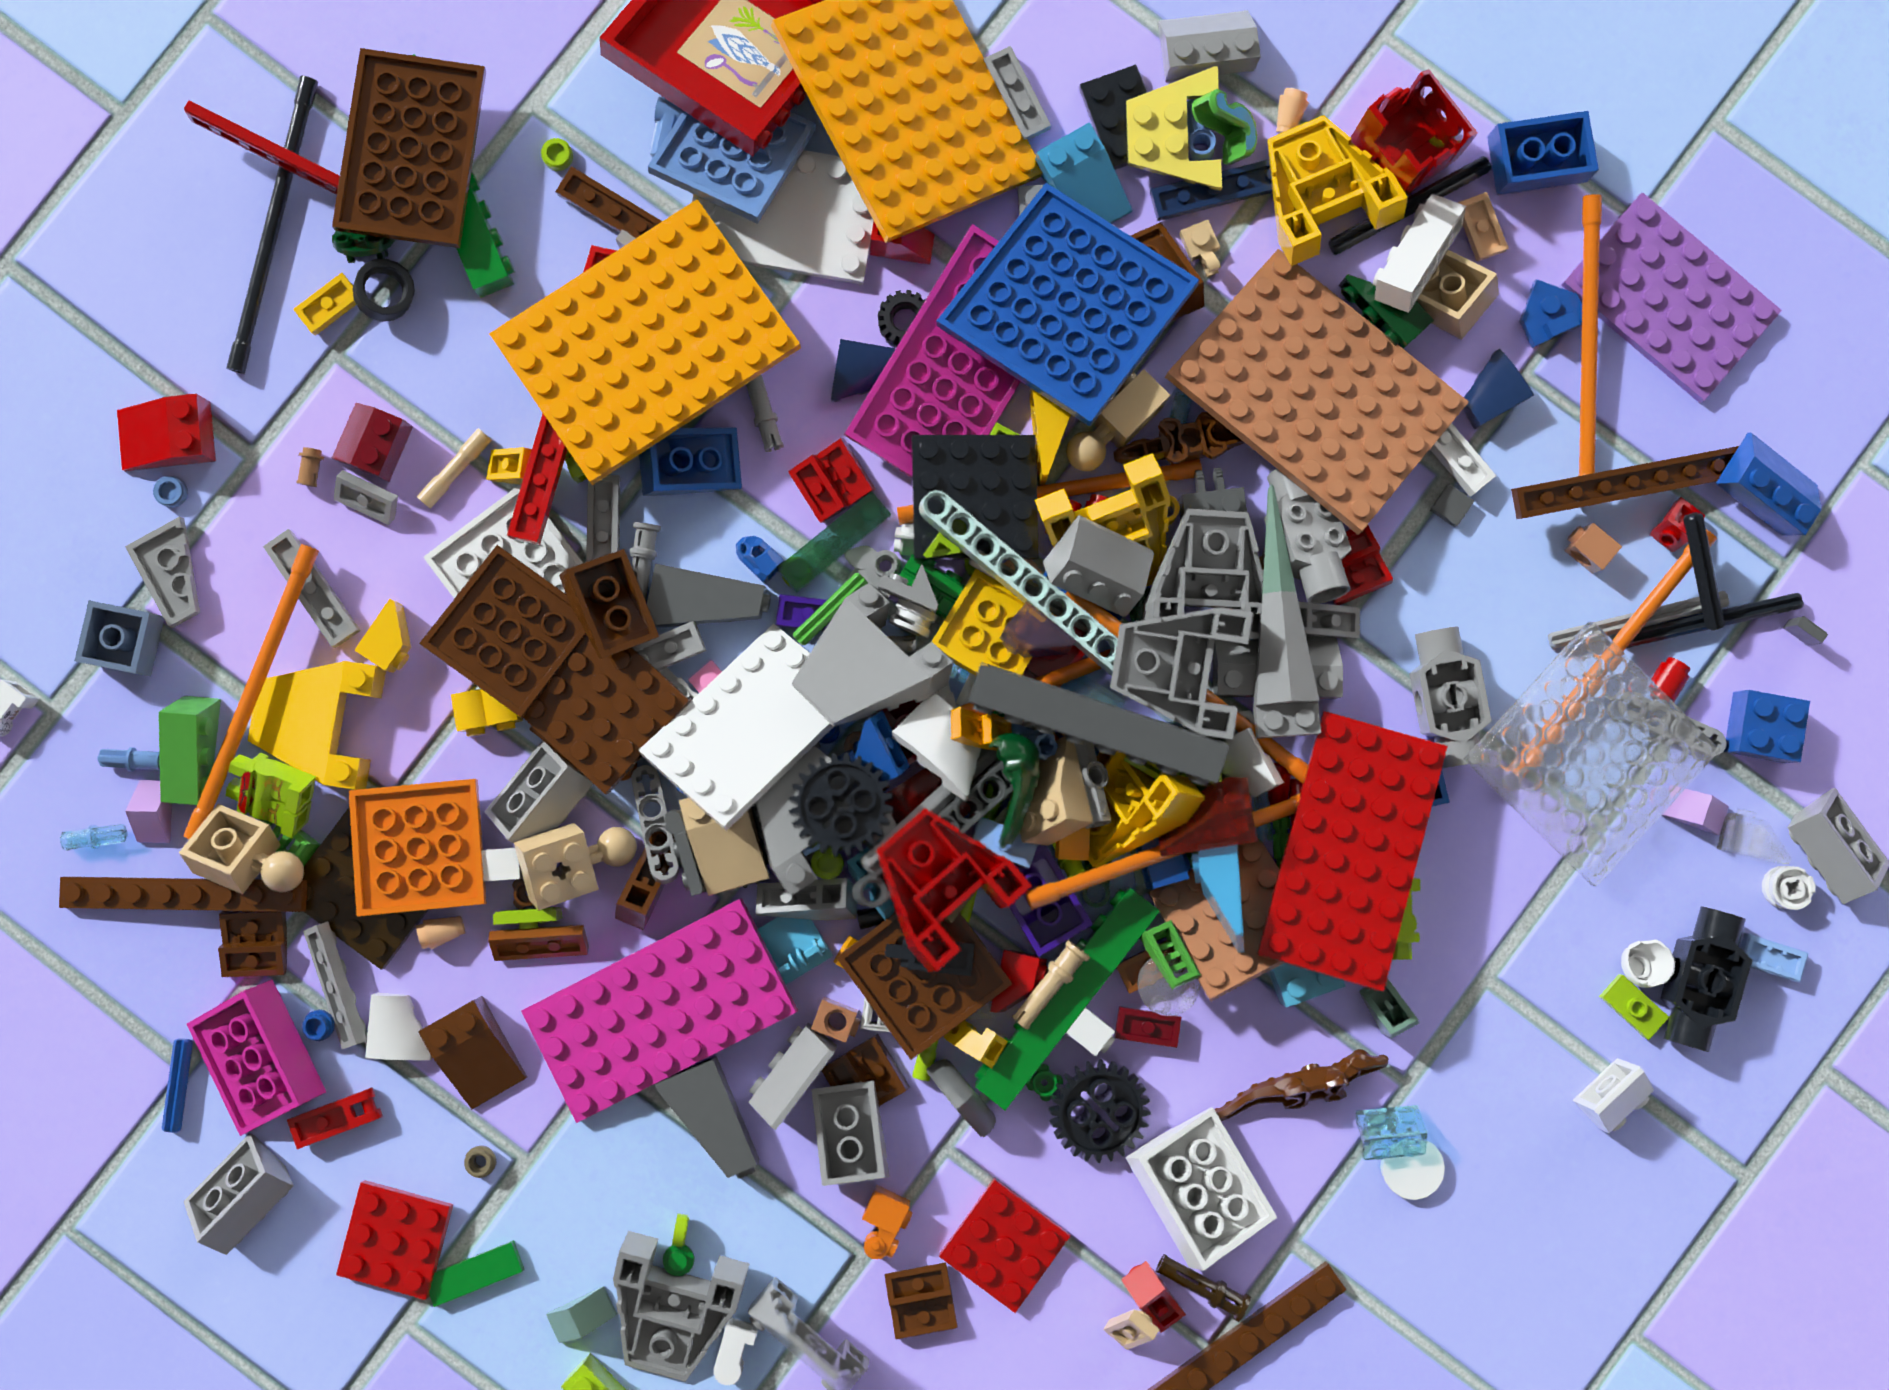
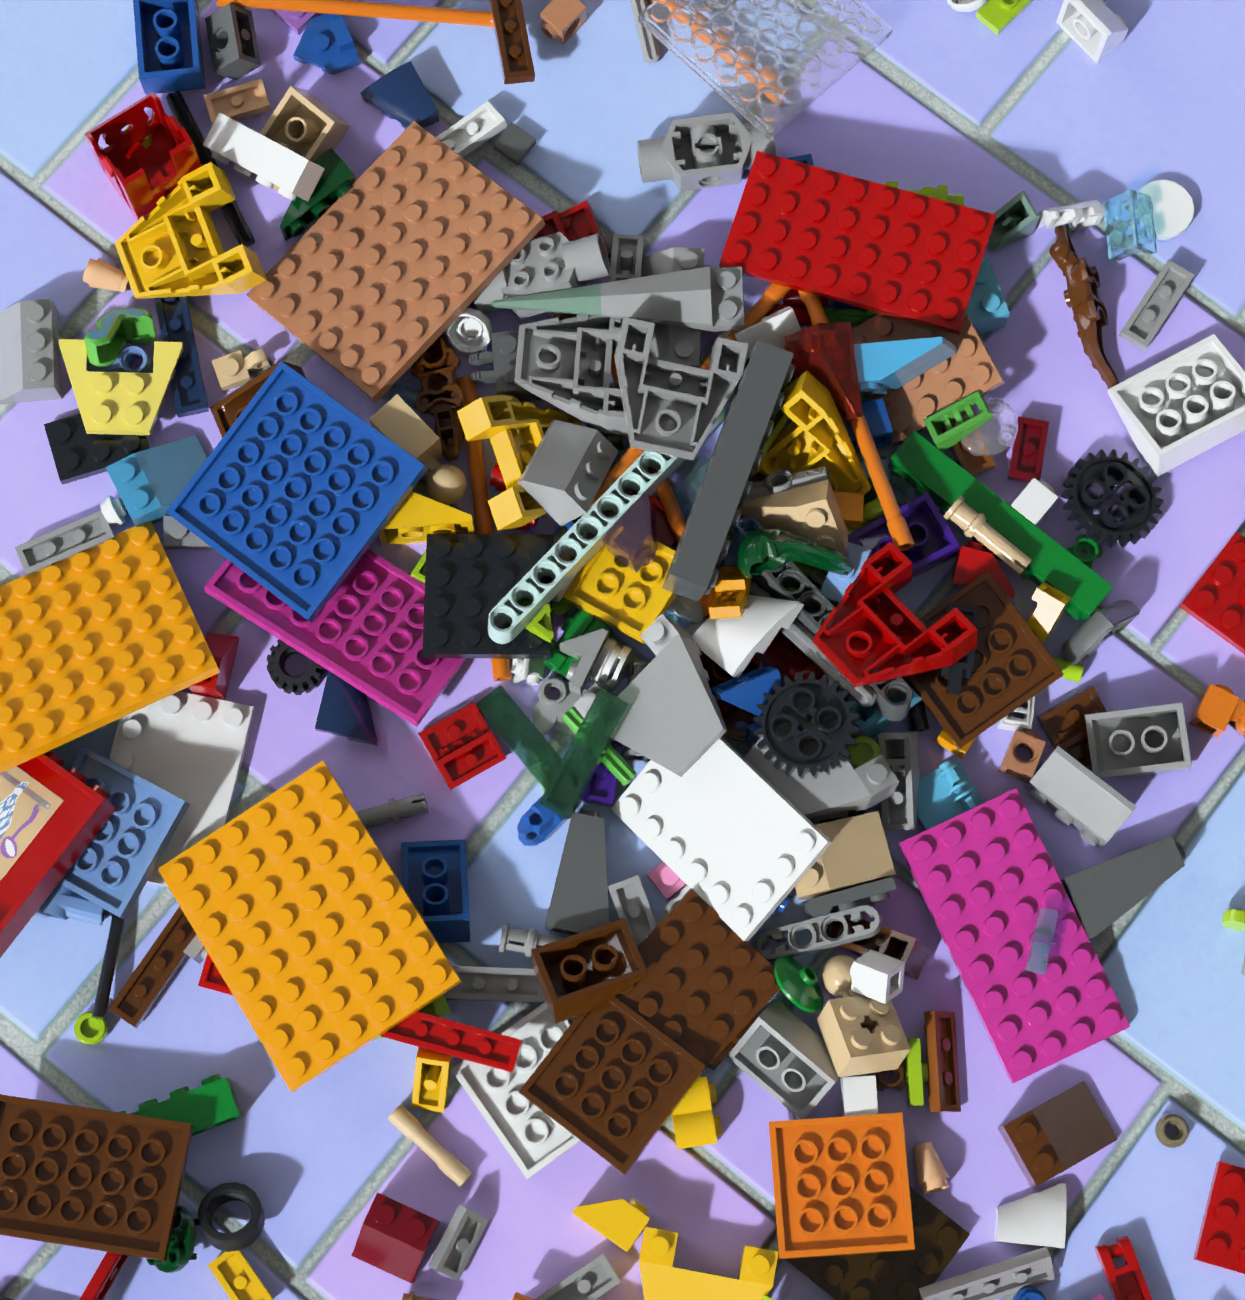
camera: 85 degrees left, 10 degrees down
(605, 163) = (108, 967): none -> black bar
(605, 804) = (798, 984): none -> green dish
(609, 878) = (877, 976): none -> white brick
(647, 1037) = (1042, 941): none -> clear light blue axle
(815, 593) = (585, 753): none -> clear green plate
(1050, 134) = (113, 510): none -> white plate
(1247, 468) = (470, 331): none -> white hair
(1307, 1159) = (1156, 305): none -> light grey plate
(1400, 1072) = (1076, 215): none -> white slope
(1546, 216) = (232, 42): none -> dark grey brick

